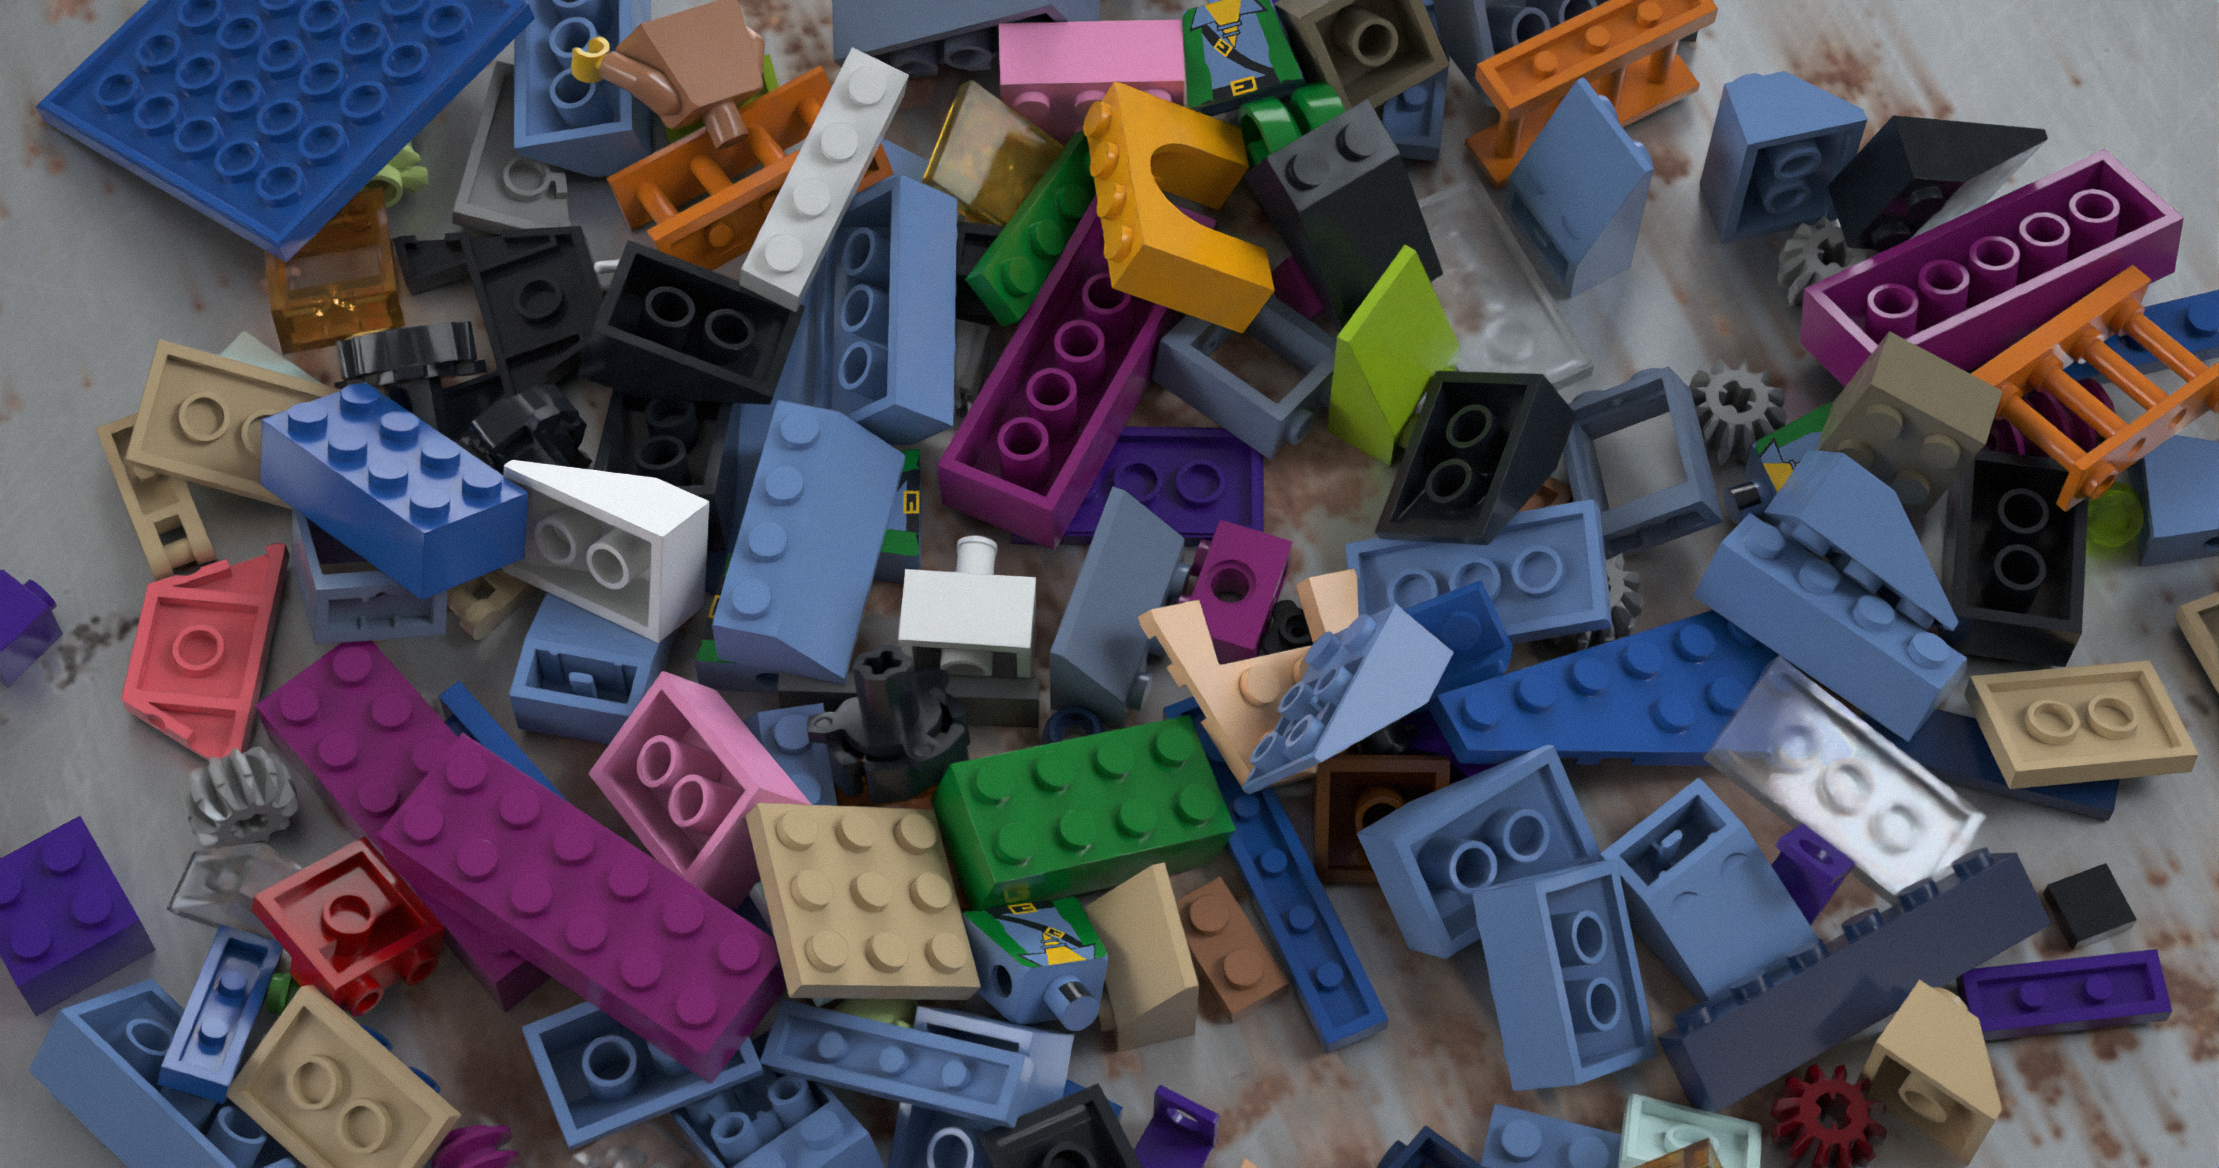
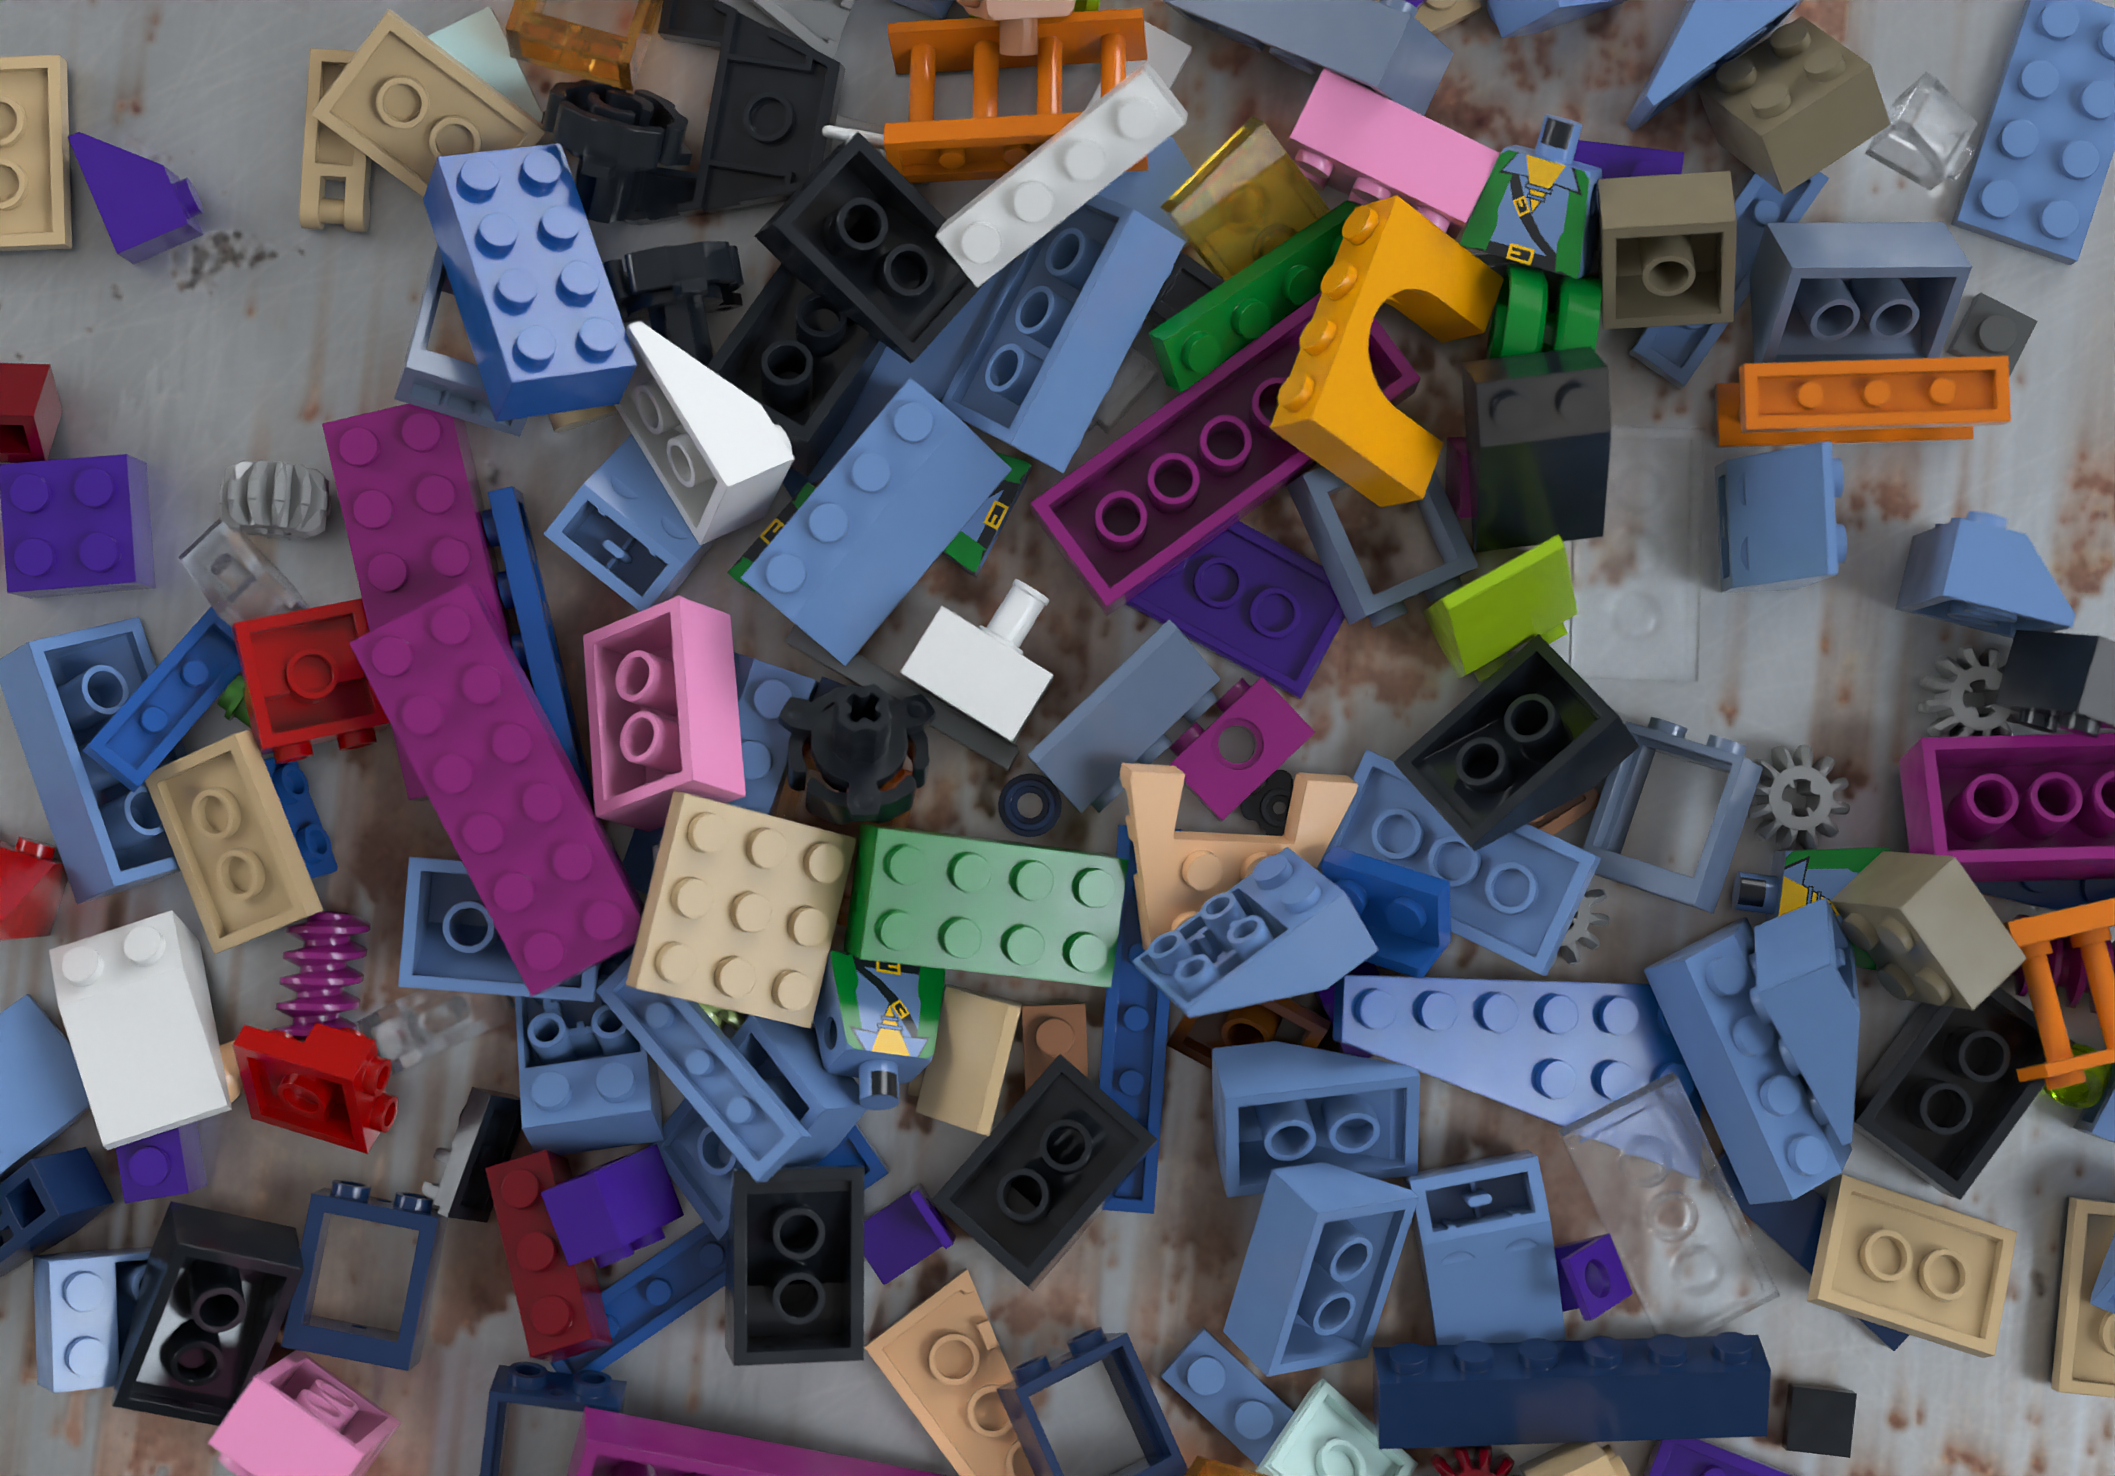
camera: 30 degrees right, 25 degrees up
(206, 652) = (314, 329): coral wing -> none
(1268, 1025) = (1045, 1172): none -> black slope

